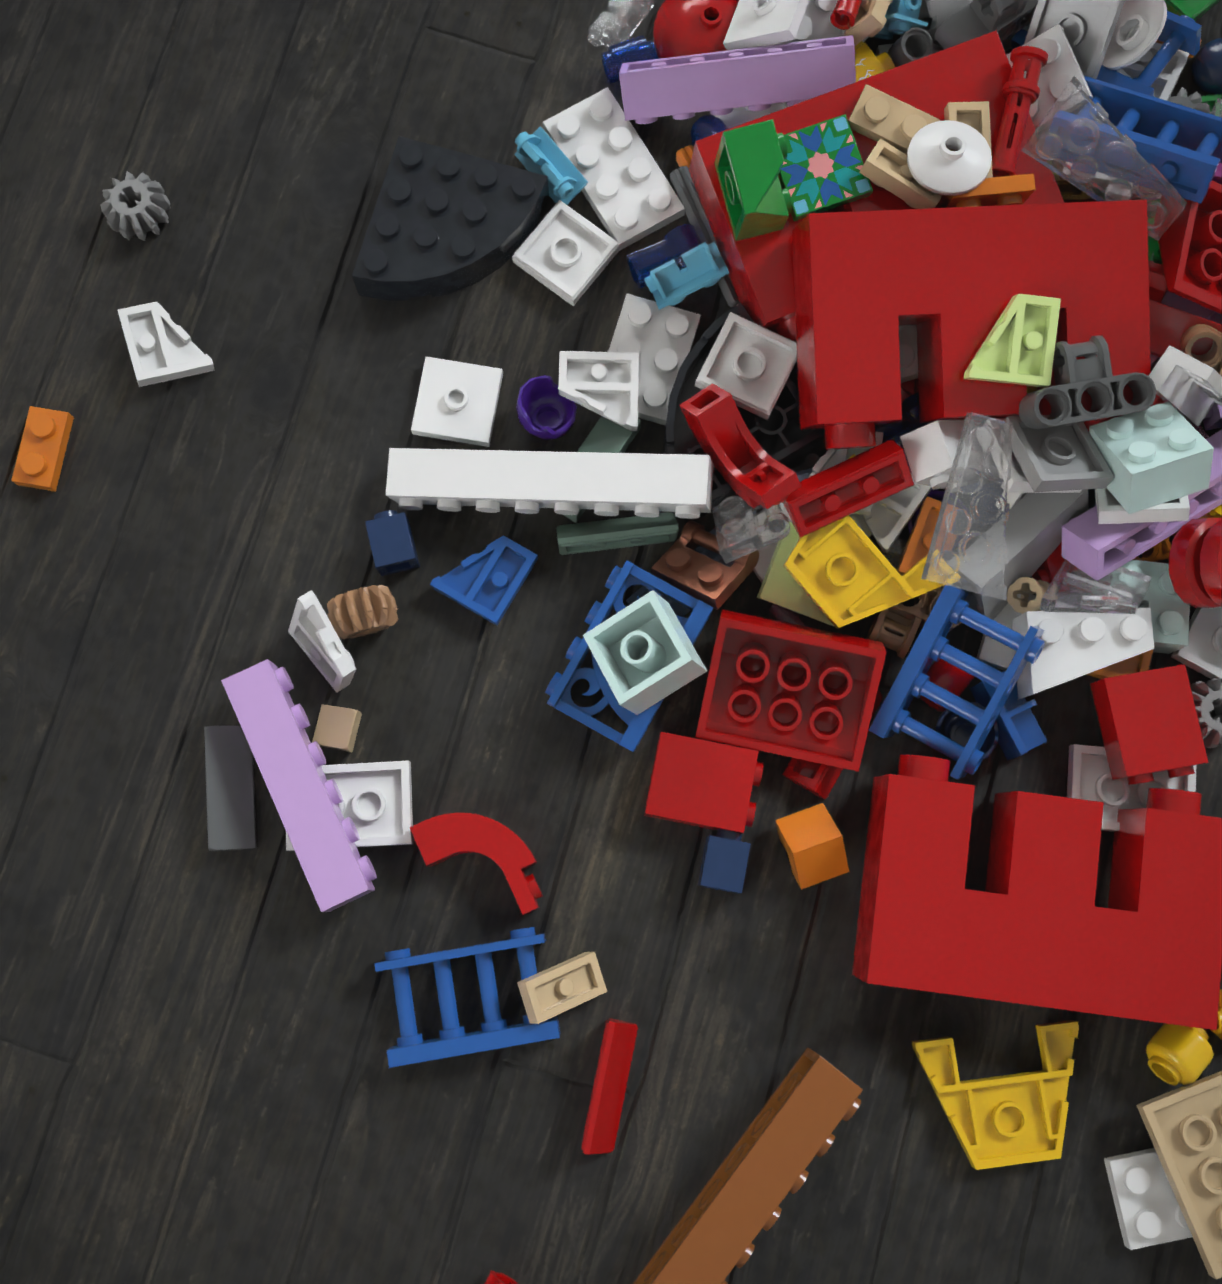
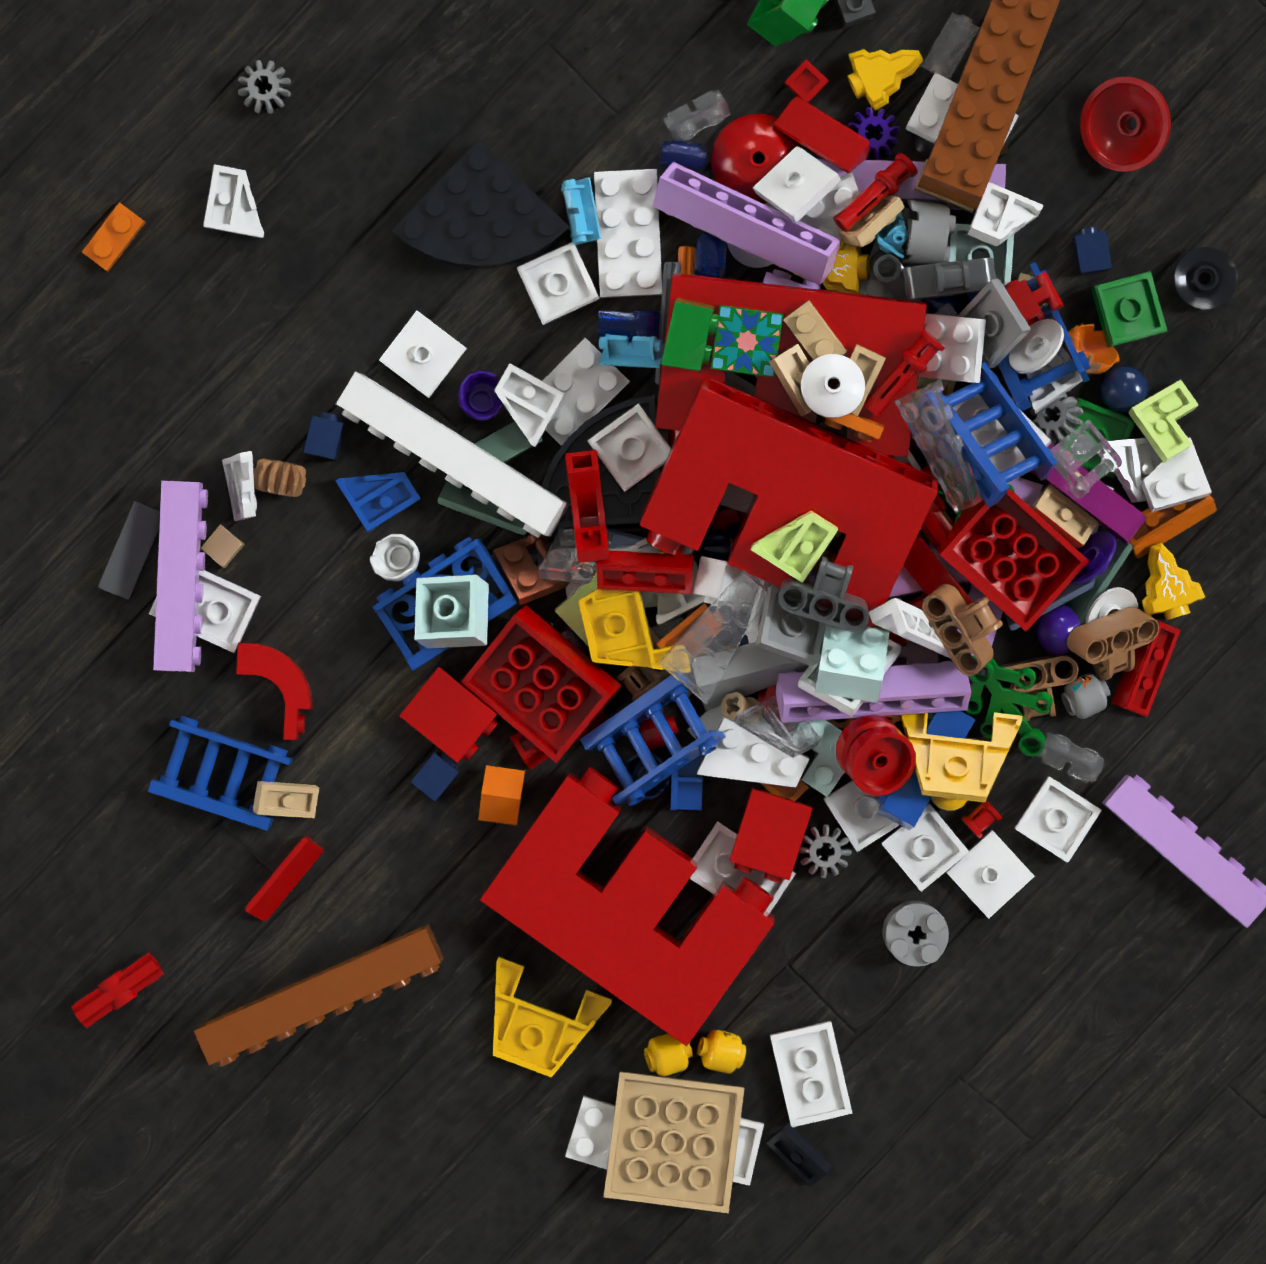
camera: 25 degrees right, 10 degrees up
(543, 635) = (395, 557): none -> white hair

